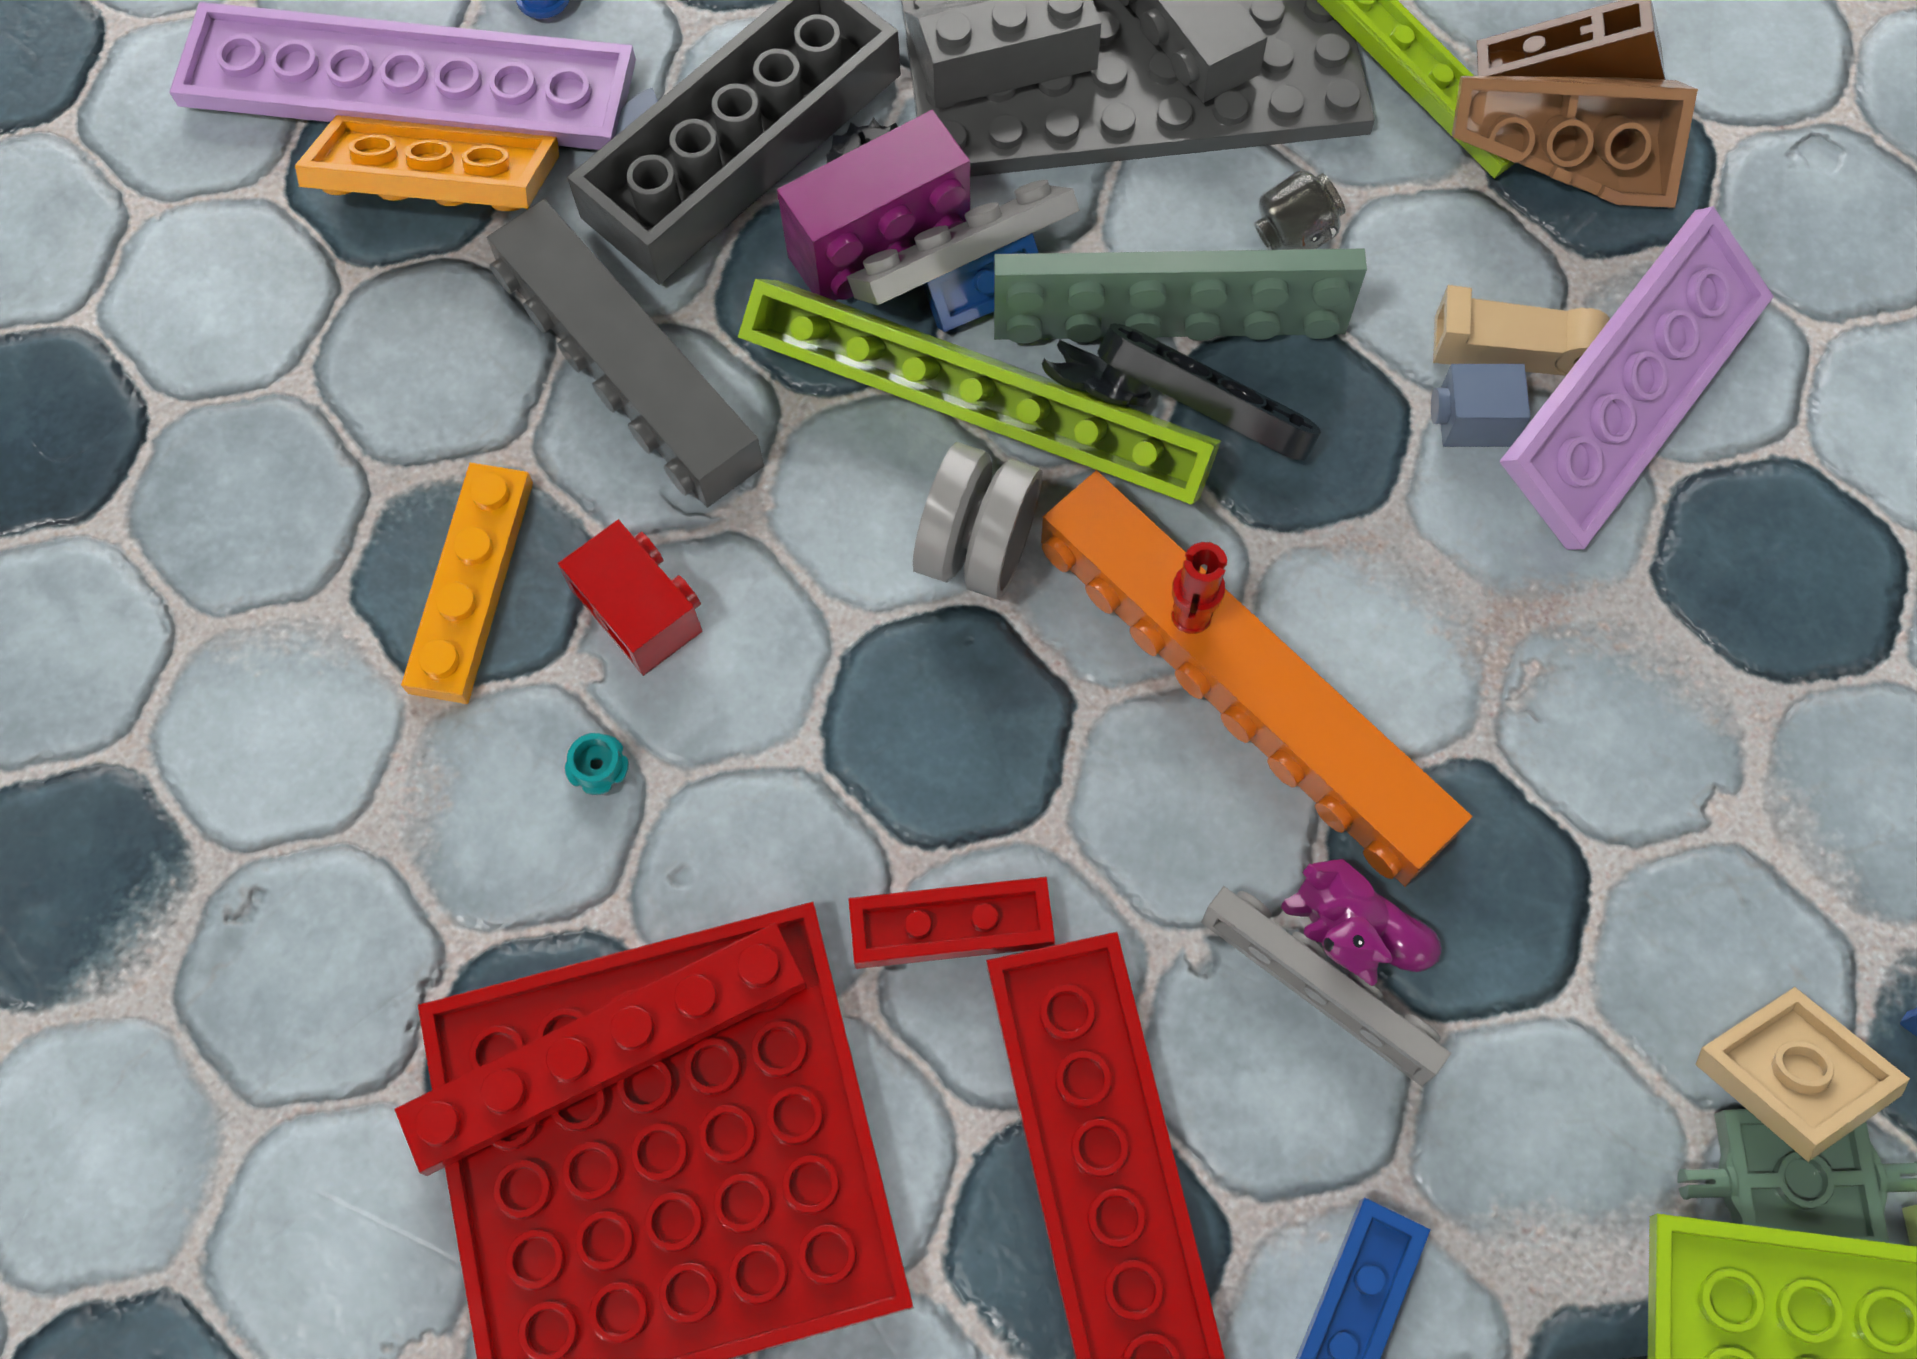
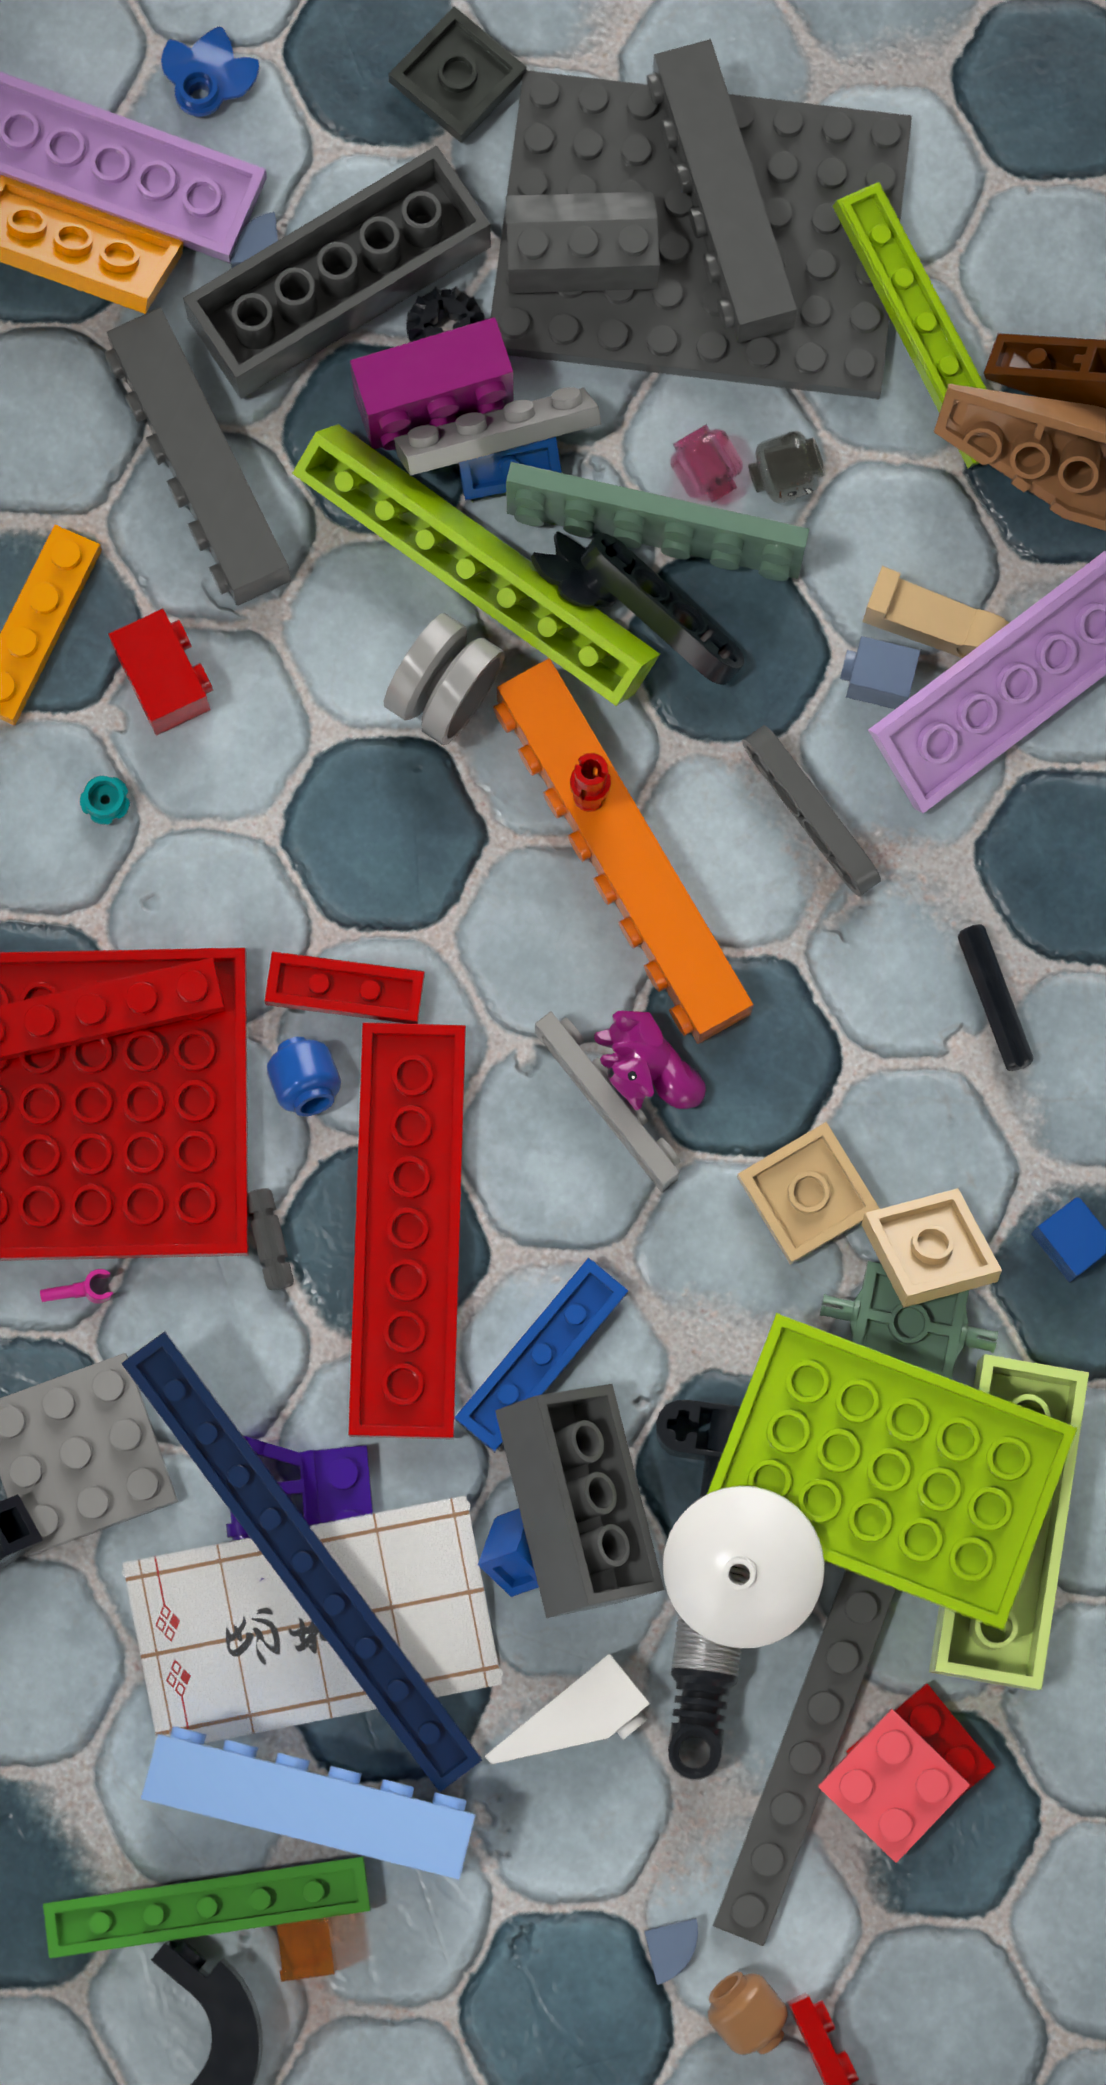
camera: 10 degrees right, 10 degrees up
(928, 1048) = (303, 1076): none -> blue head
(936, 1279) = (269, 1239): none -> dark grey axle
(1206, 222) = (706, 463): none -> clear pink head
(1455, 576) = (811, 810): none -> dark grey beam
(1613, 1041) = (807, 1192): none -> tan plate
(1748, 742) = (995, 997): none -> black axle

